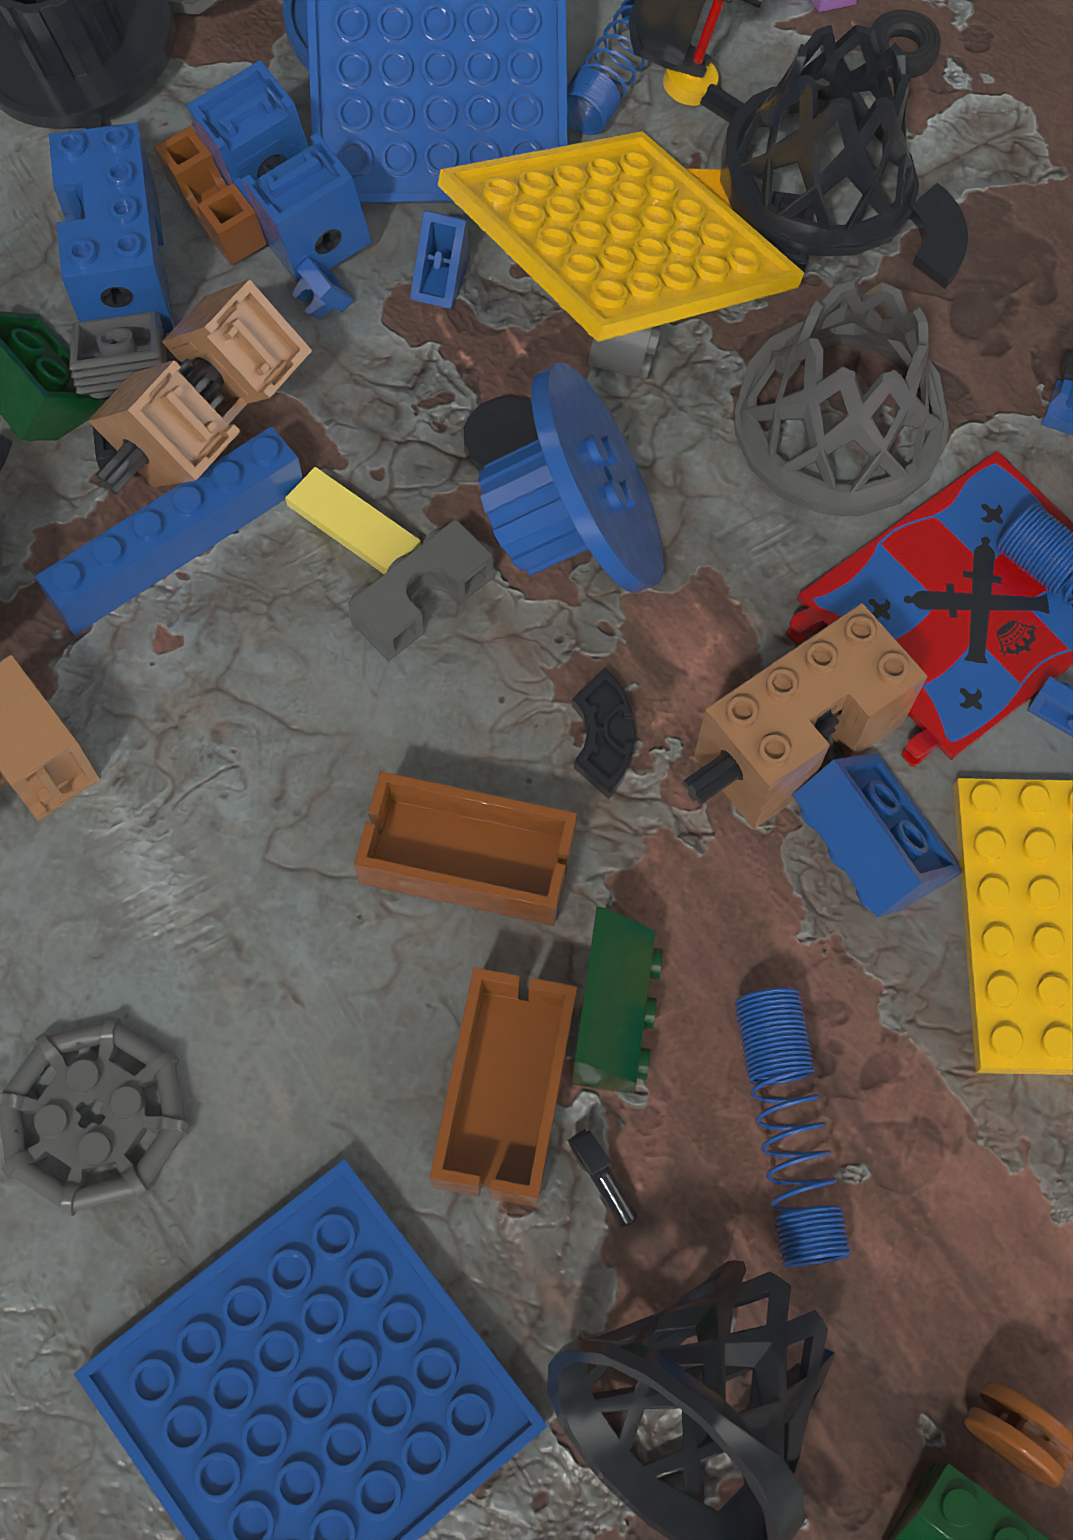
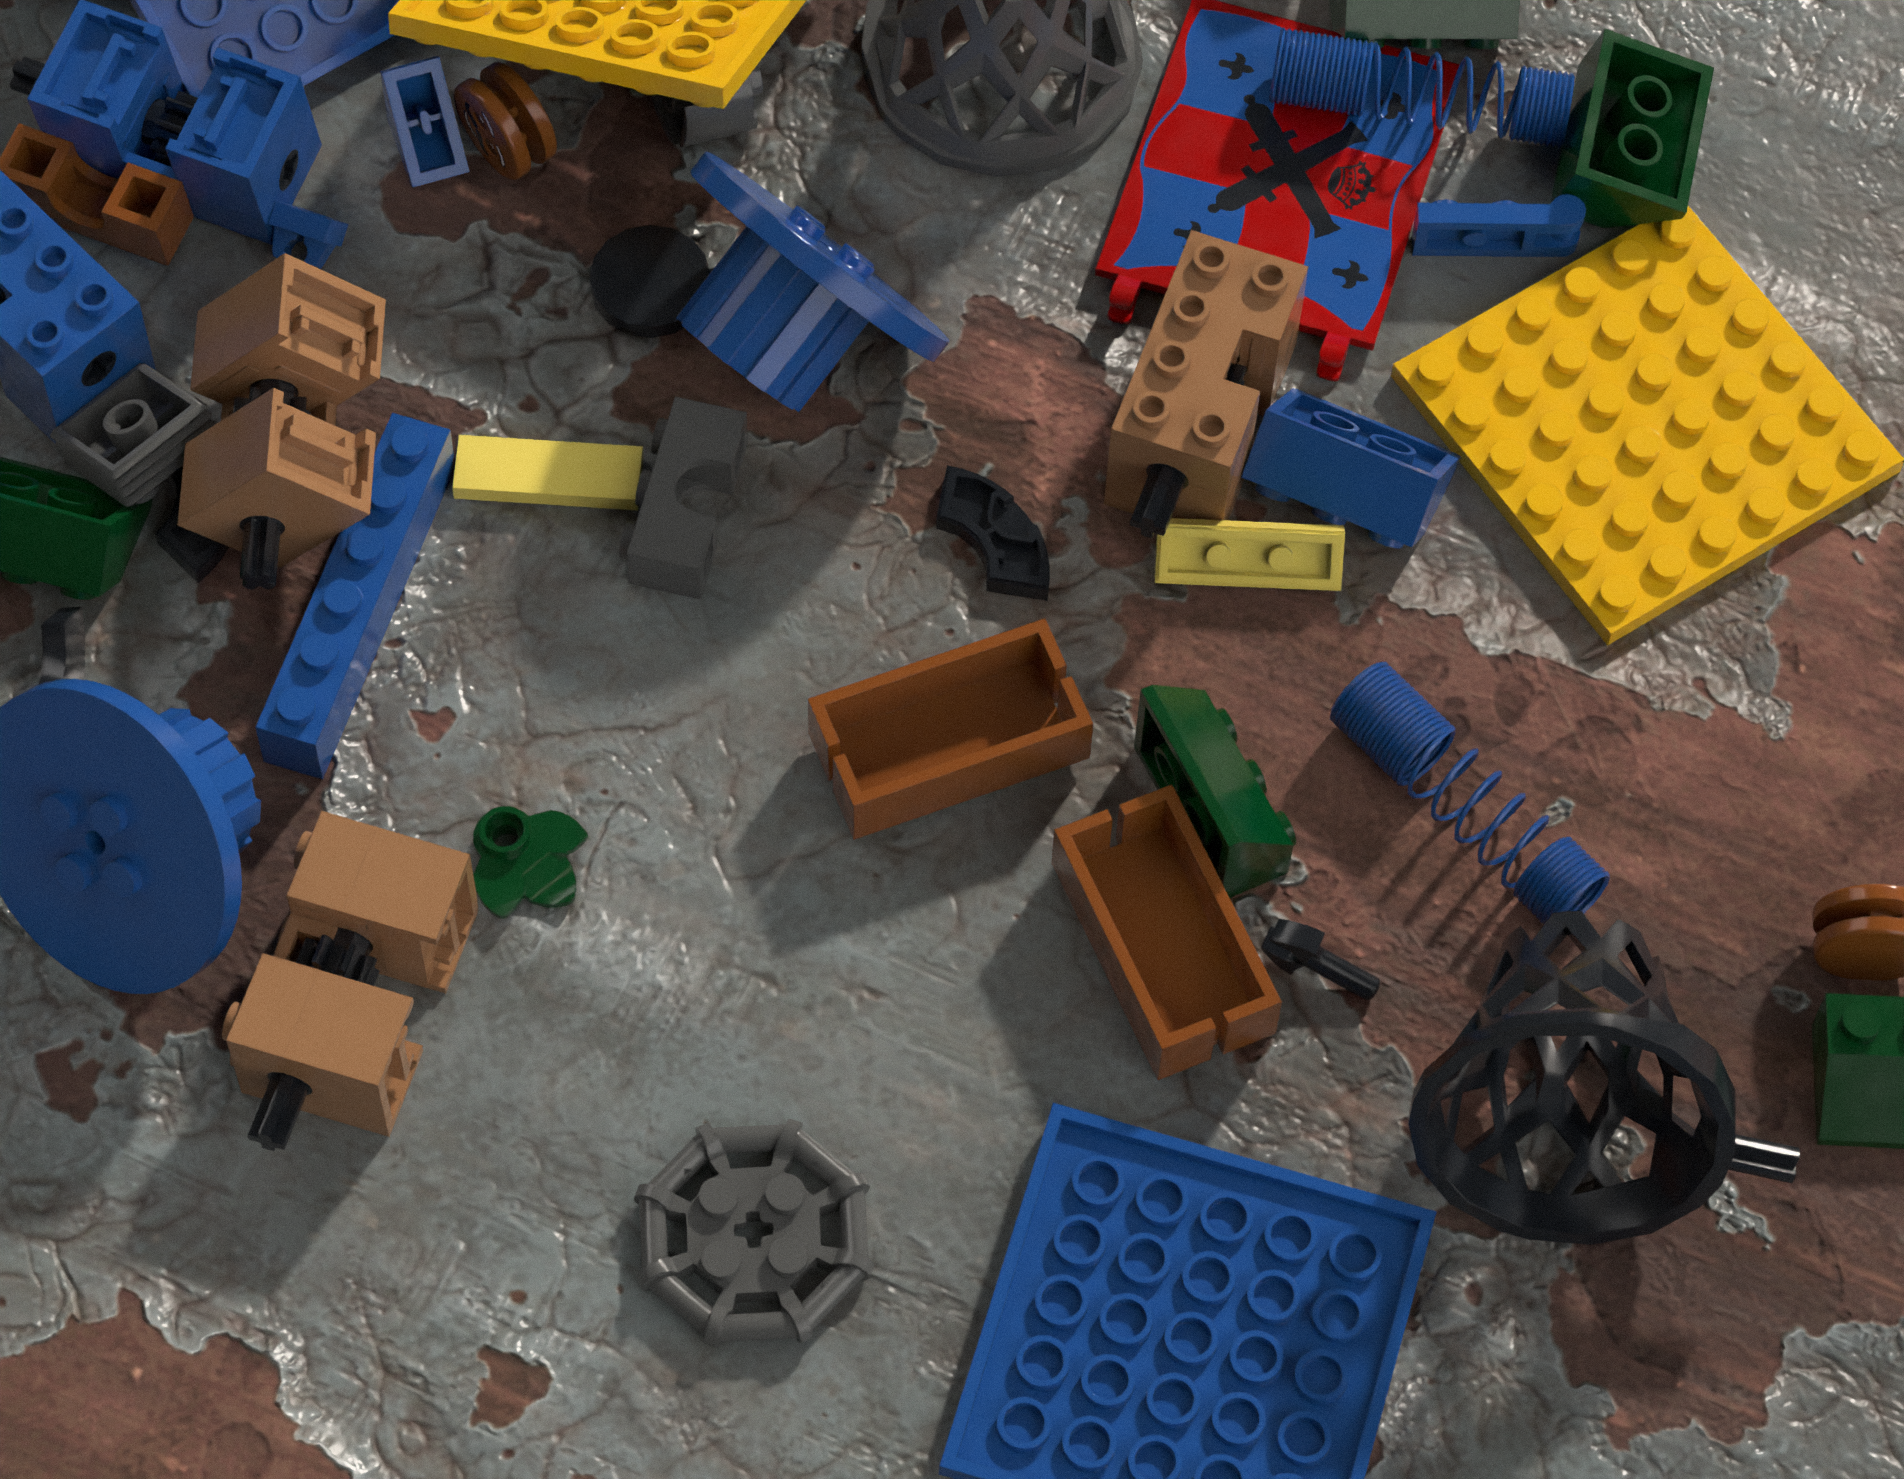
camera: 35 degrees left, 5 degrees down
(148, 771) = (532, 866): none -> dark green plate
(486, 284) = (505, 120): none -> dark orange head
(762, 852) = (1250, 554): none -> light yellow tile

